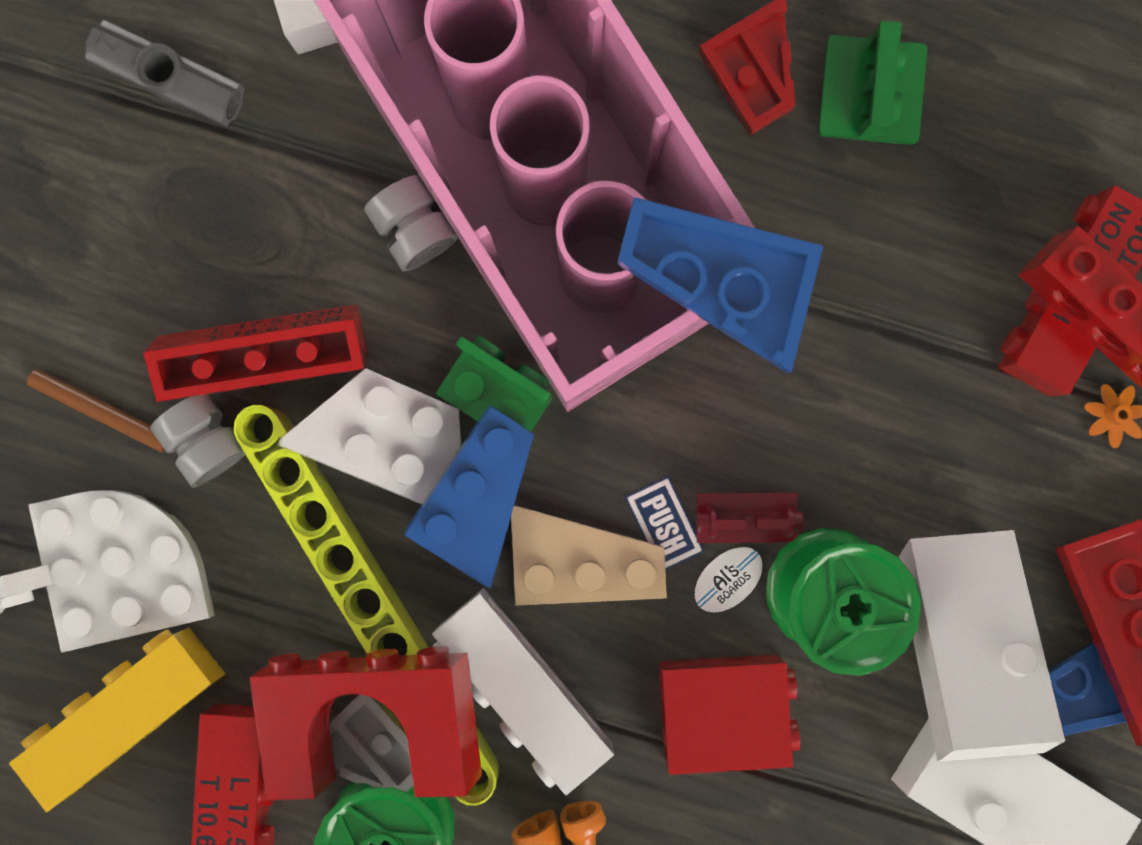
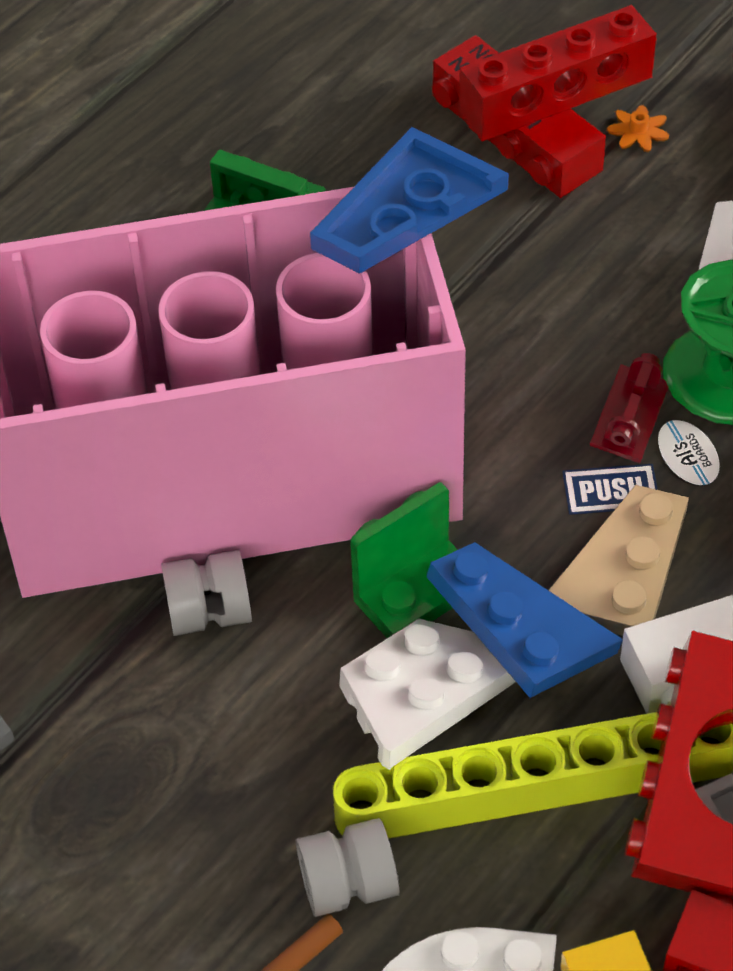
camera: 70 degrees left, 35 degrees down
(256, 353) = (276, 772): red brick -> none

